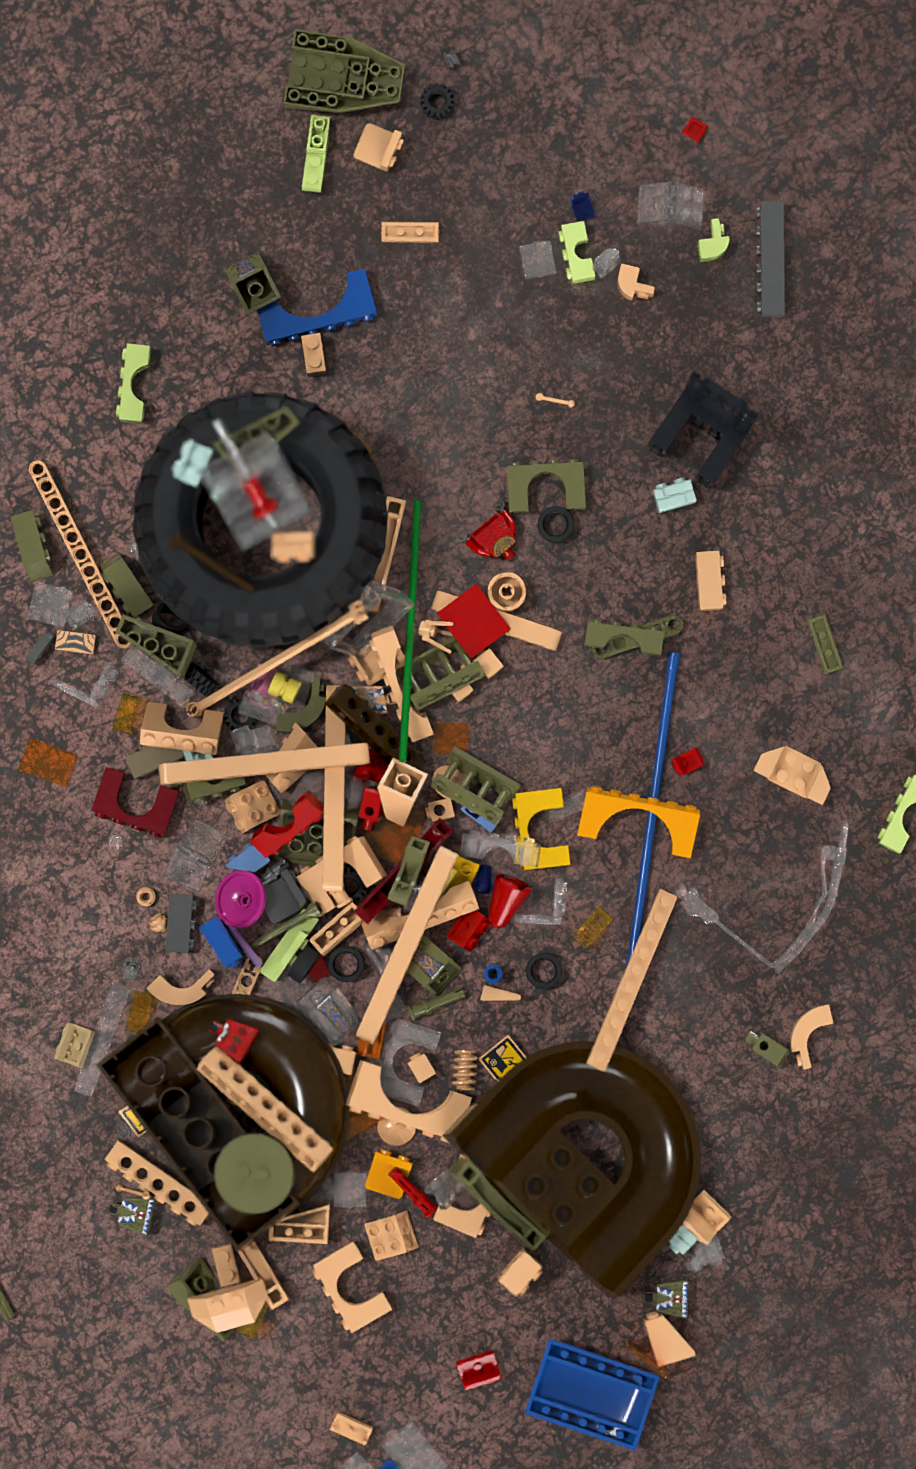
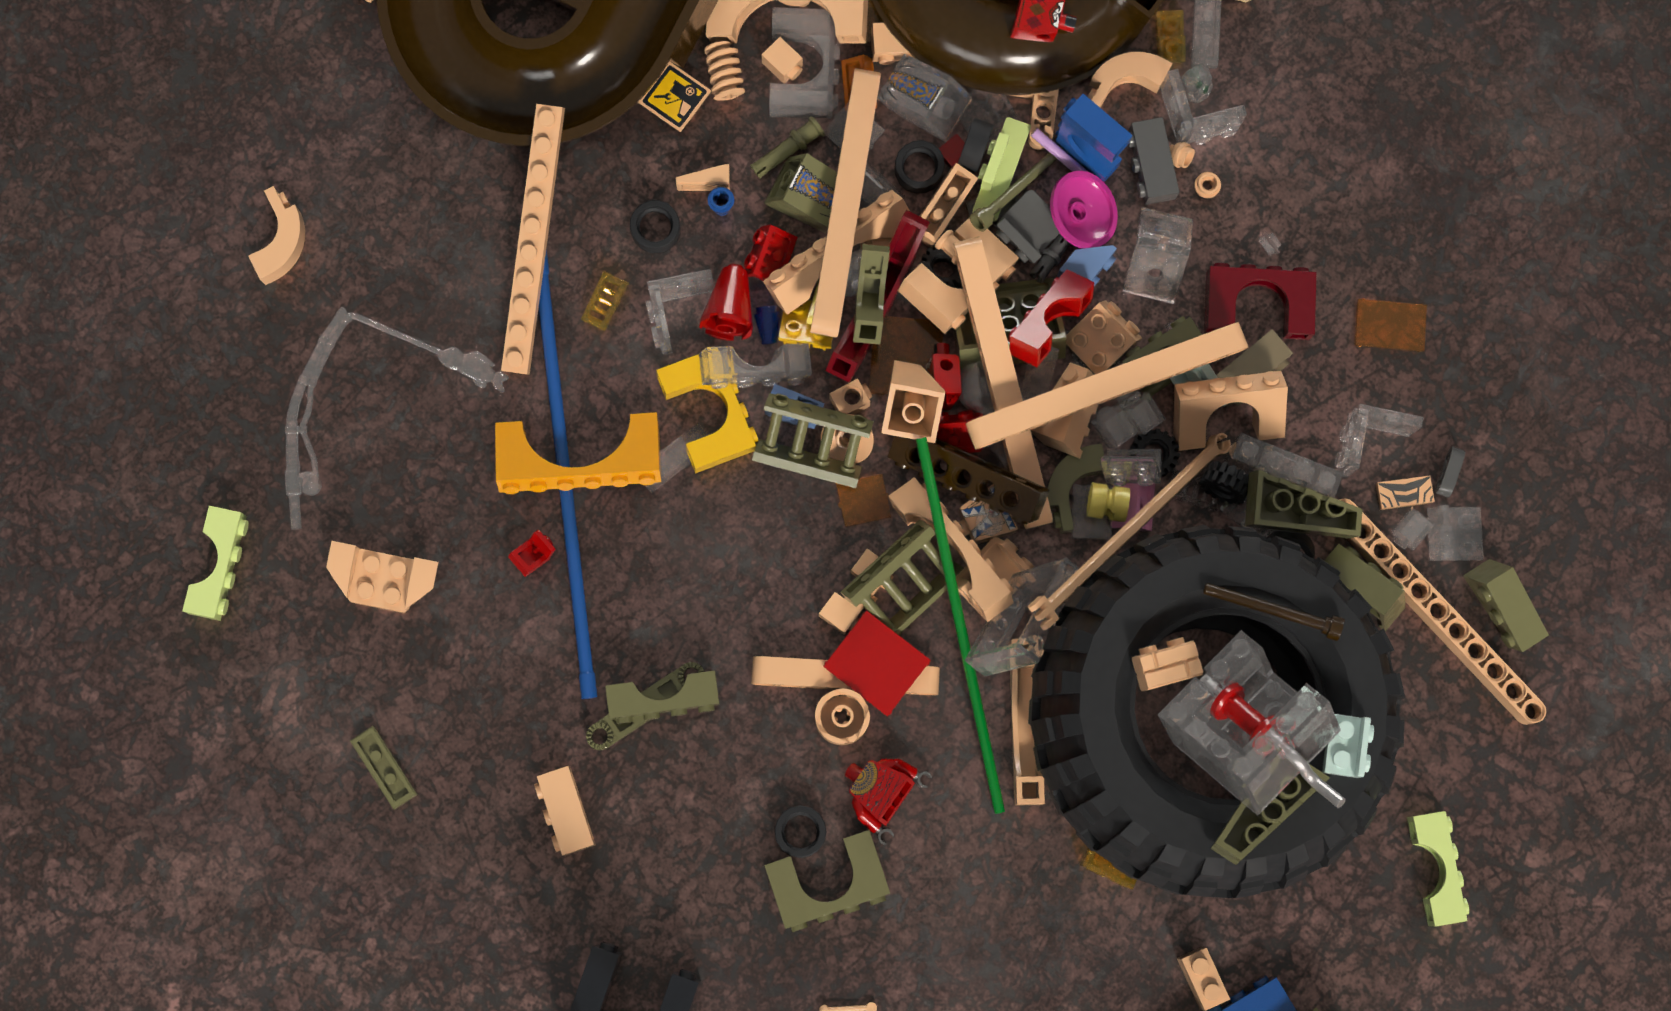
camera: 160 degrees right, 5 degrees down
(126, 713) = (1306, 416): clear yellow slope -> none
(152, 945) = (1199, 128): none -> clear bracket
(428, 629) = (933, 637): light nougat plant -> none
(674, 495) = (645, 917): light aqua brick -> none
(774, 1054) = (317, 196): olive torso -> none

